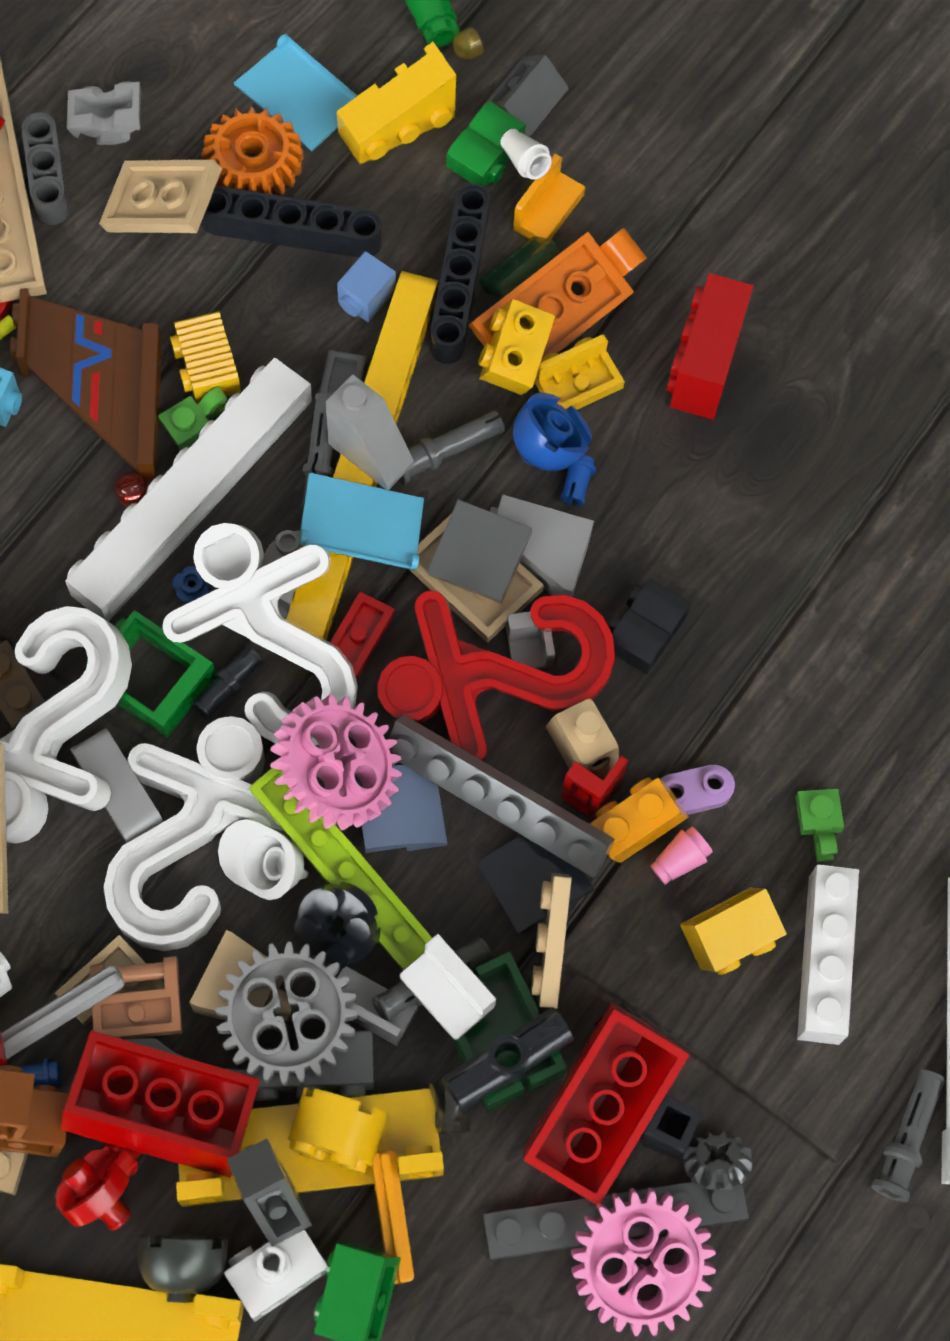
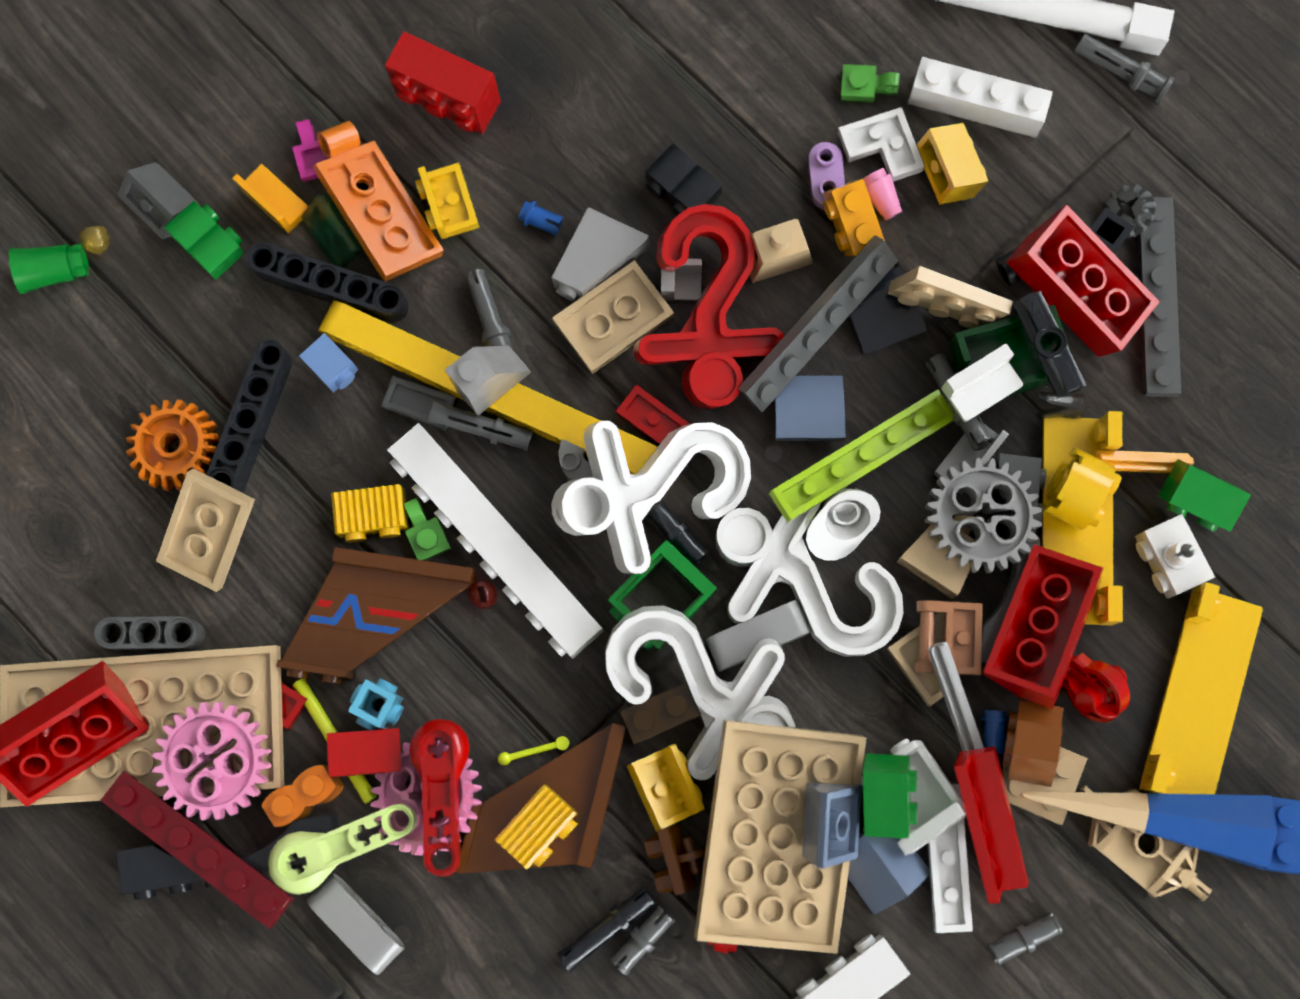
camera: 70 degrees left, 10 degrees up
(105, 115) = (103, 571): light grey cylinder -> none
(181, 1264) = (1162, 627): pearl dark grey cylinder -> none
(183, 591) = (582, 561): blue plate -> none
(269, 1192) = (1127, 547): dark grey brick -> none
(298, 89) = (111, 398): medium azure piece -> none
(316, 925) = (920, 474): black plate -> none
(336, 762) = (778, 445): bright pink gear -> none
(361, 521) = (557, 398): medium azure piece -> none
(401, 109) = (154, 307): yellow wedge -> none
(479, 551) = (601, 303): dark grey tile -> none
(515, 346) = (417, 241): yellow brick -> none
(526, 154) = (230, 201): white cone -> none
(550, 434) = (501, 229): blue cylinder -> none
(587, 791) = (827, 244): red panel -> none
(604, 227) = (307, 153): none -> dark pink plate
(675, 1283) = (1201, 278): bright pink gear -> none
(757, 850) = (883, 134): none -> white plate

